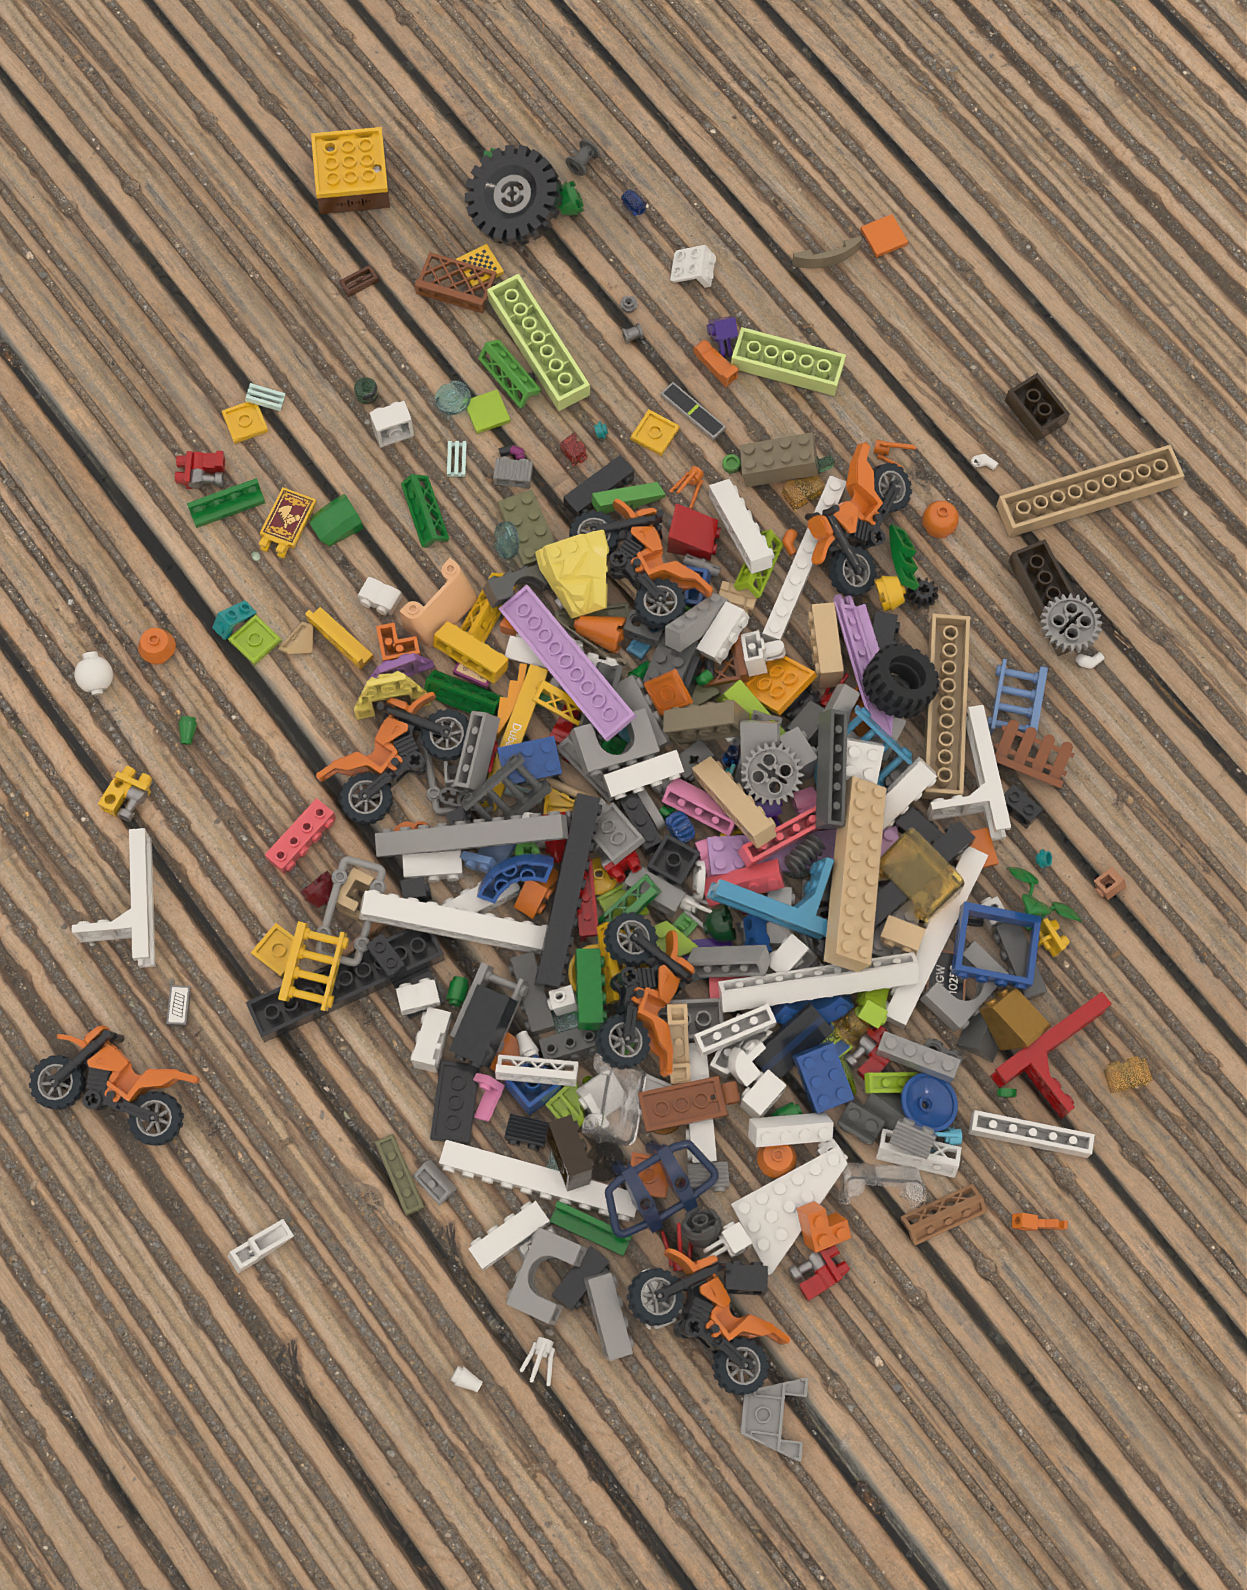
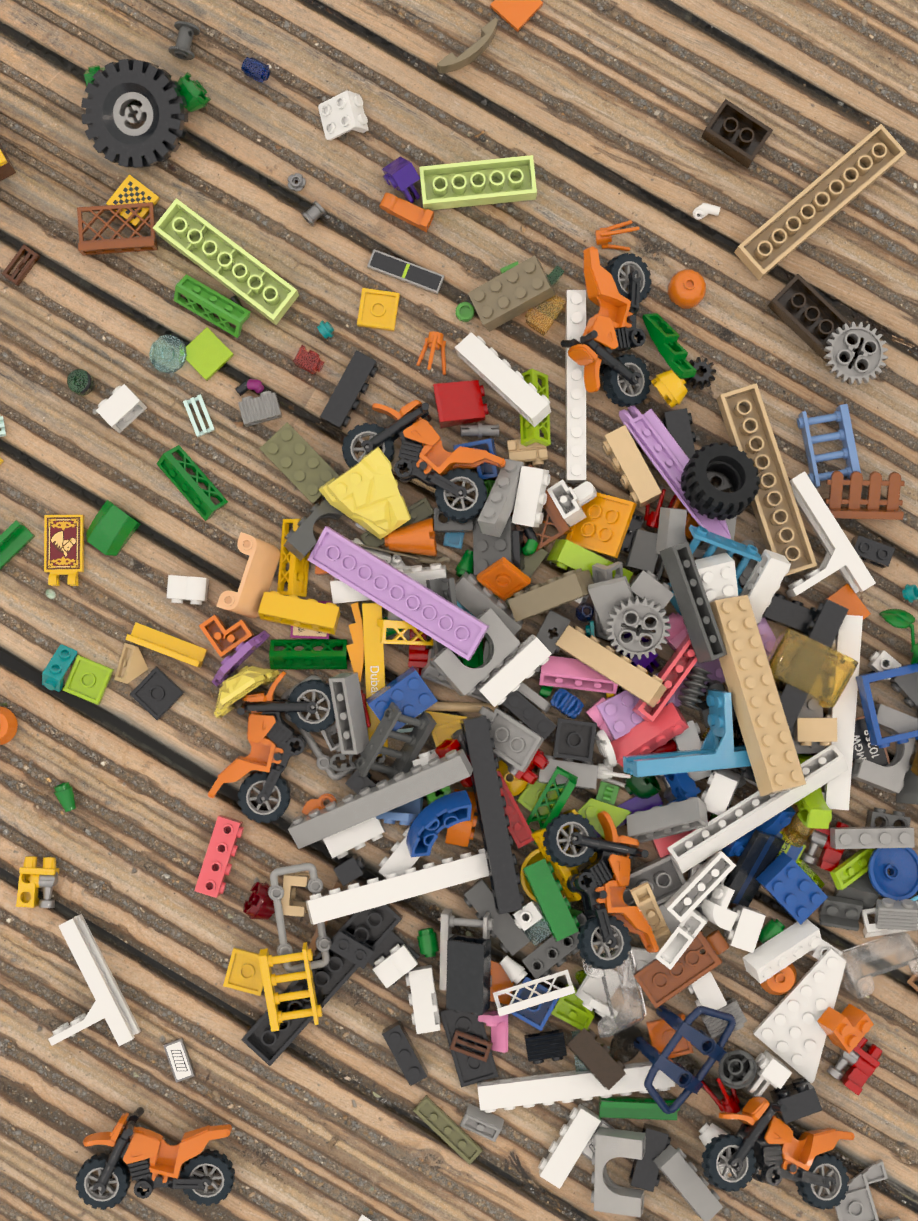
camera: 20 degrees left, 15 degrees up
(310, 675) = (157, 693): none -> black tile
(391, 1083) = (405, 1053): none -> black brick
(469, 1113) = (474, 1038): none -> reddish brown tile
(507, 539) = (285, 483): clear light blue tile -> none
(633, 496) = (381, 390): bright green slope -> none
(698, 1073) = (681, 939): none -> white slope
(788, 540) = (551, 371): orange arm -> none
(1089, 662) = (883, 377): white arm -> none

